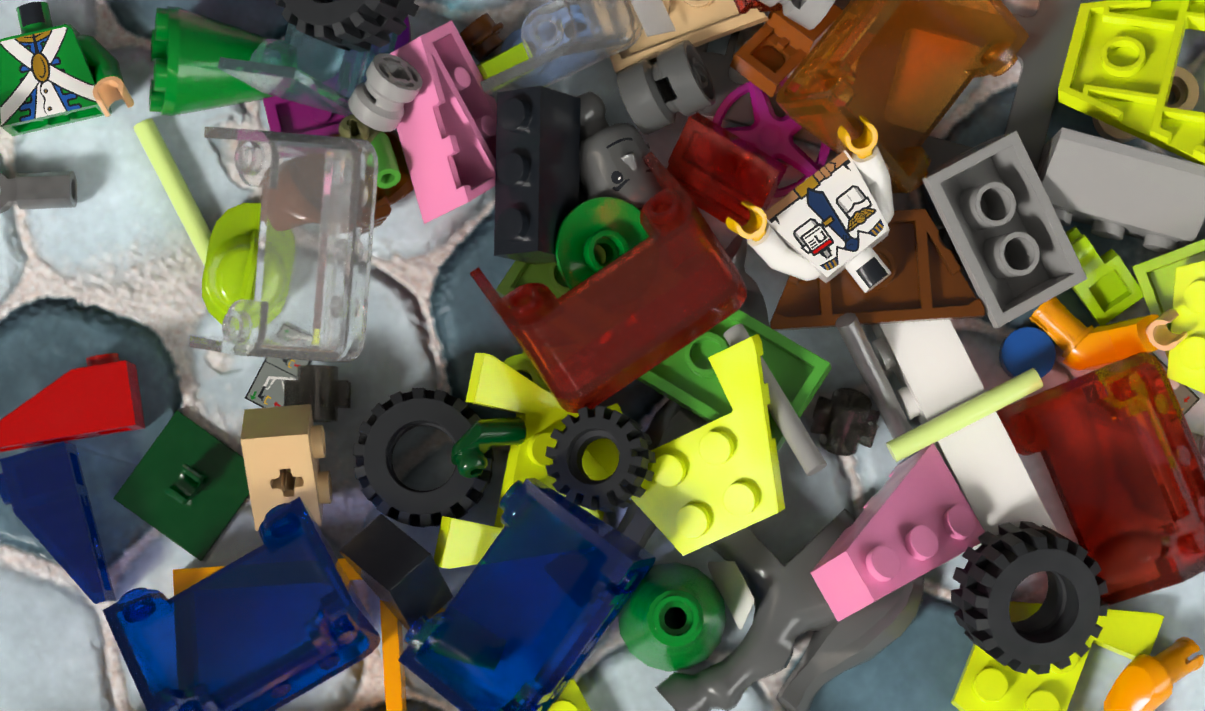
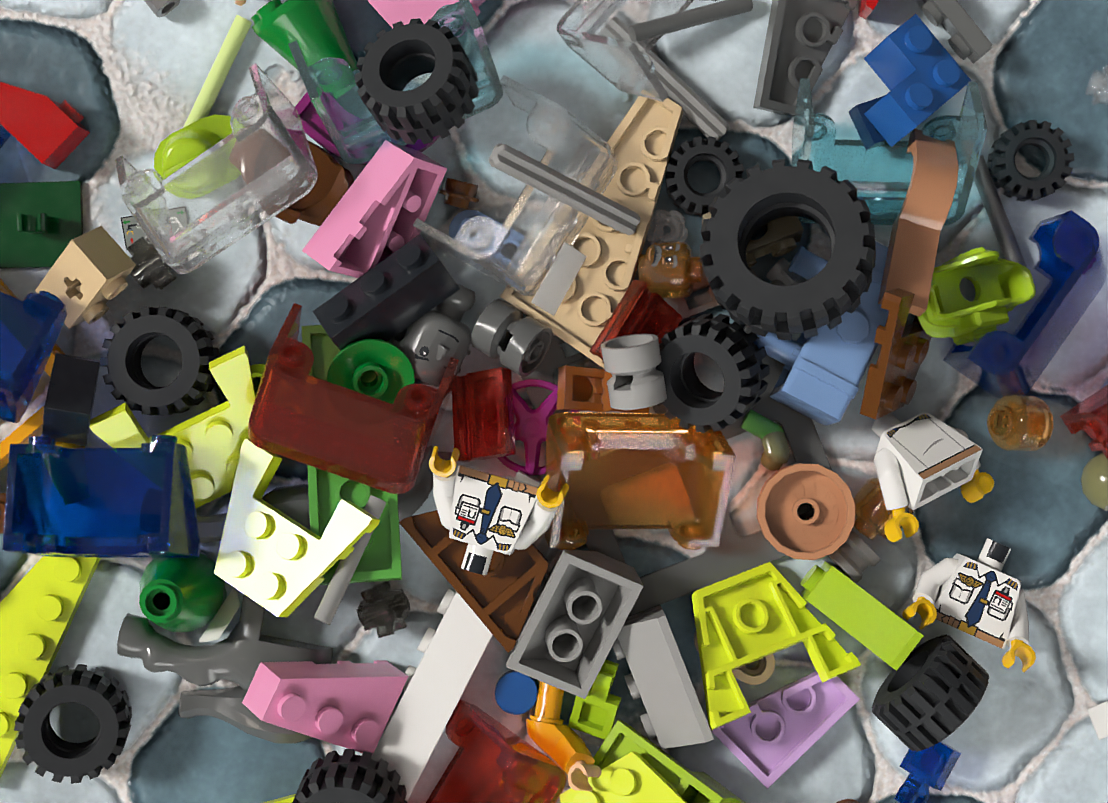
camera: 60 degrees right, 5 degrees up
(387, 88) = (361, 162): light grey wheel -> none
(388, 168) = (328, 181): bright green arm -> none
(479, 438) = (191, 390): dark green arm -> none
(503, 61) = (444, 219): lime tile -> none
(568, 455) = (212, 460): black tyre -> none
(873, 374) = (420, 611): flat silver bar -> none
(964, 414) = (439, 684): yellowish green bar -> none

